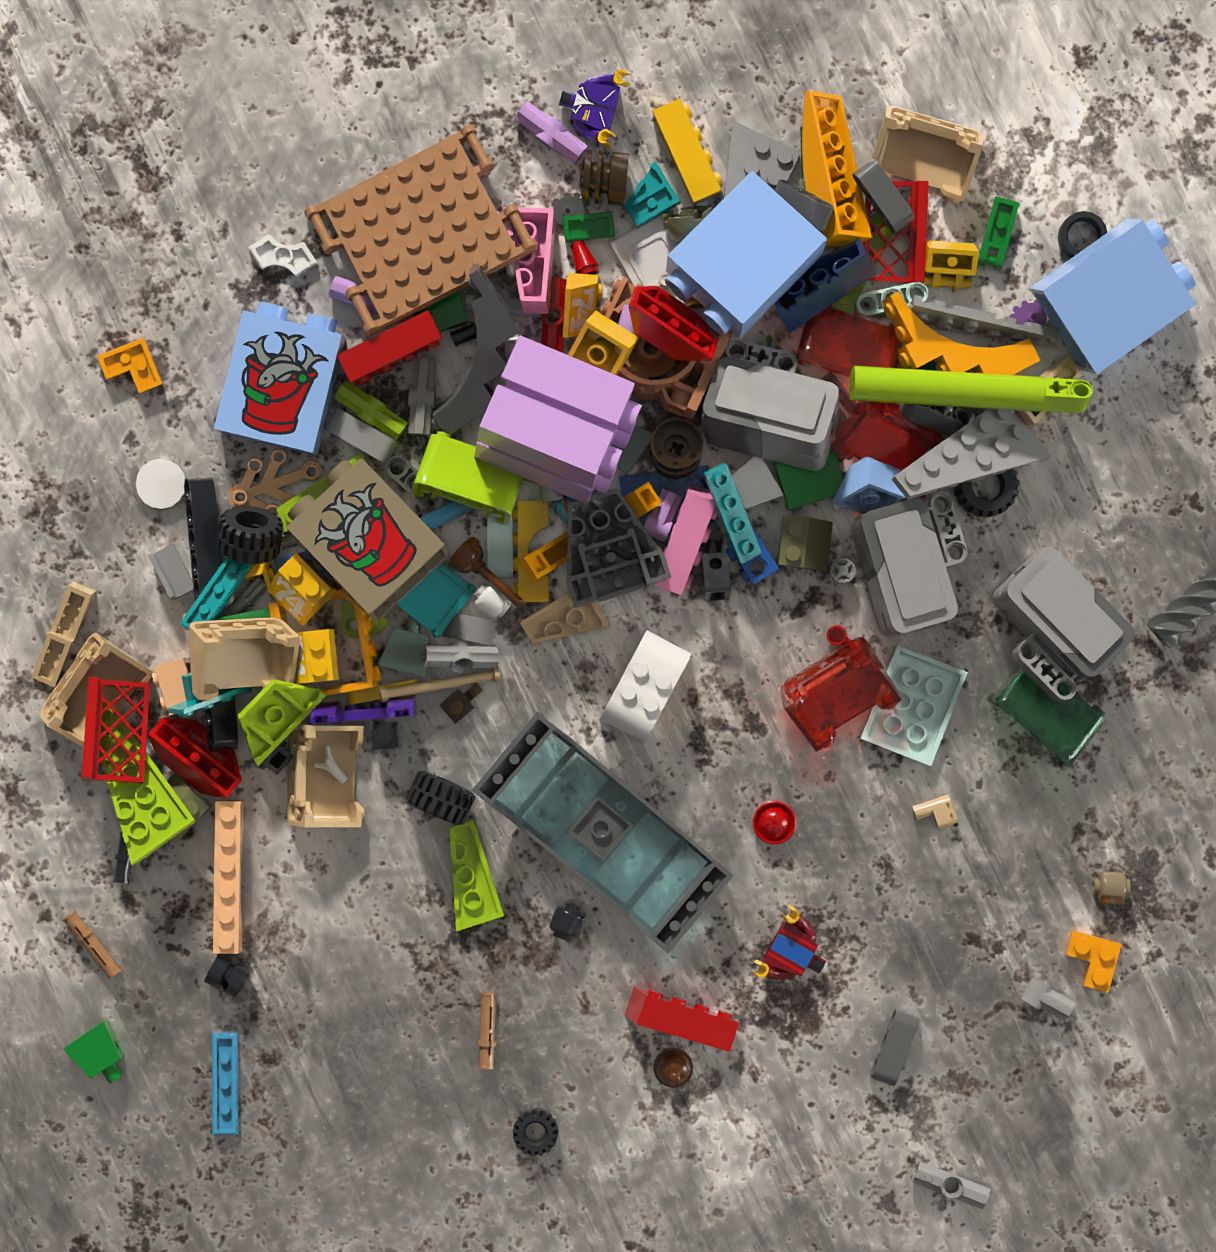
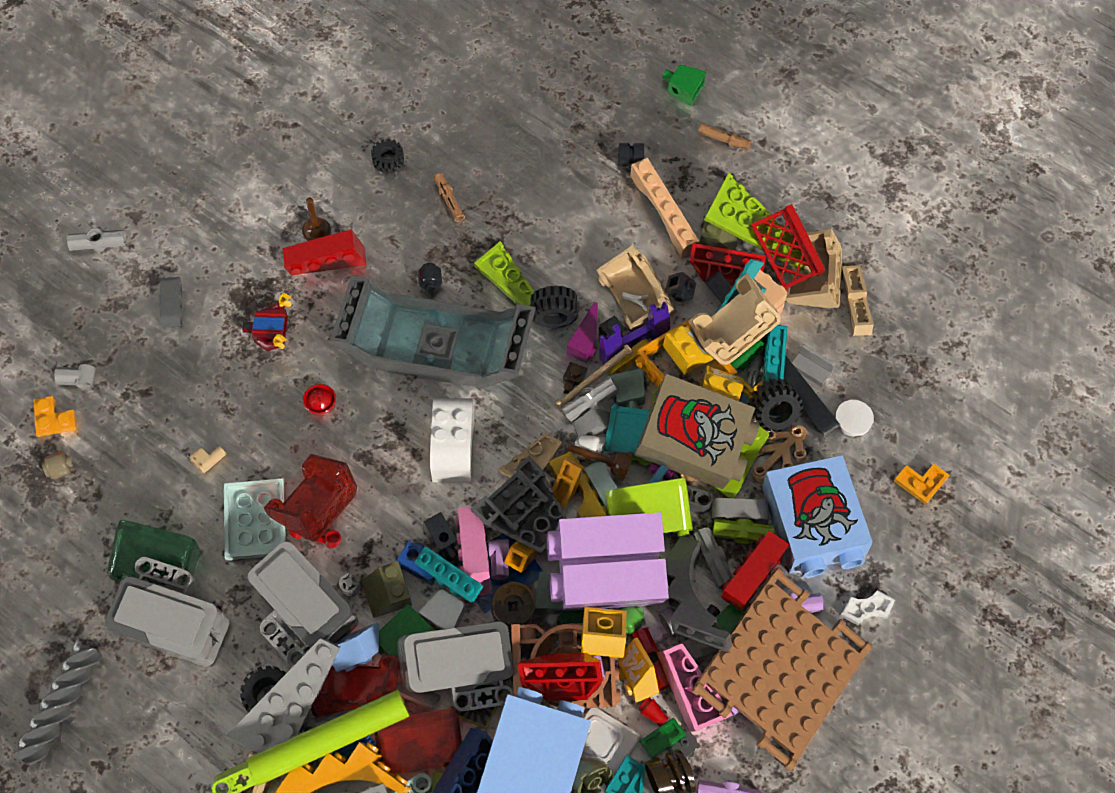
camera: 155 degrees right, 25 degrees down
(225, 1083) = (597, 102): dark azure tile -> none
(275, 715) = (691, 300): lime wing -> none
(422, 743) = (583, 342): none -> magenta slope

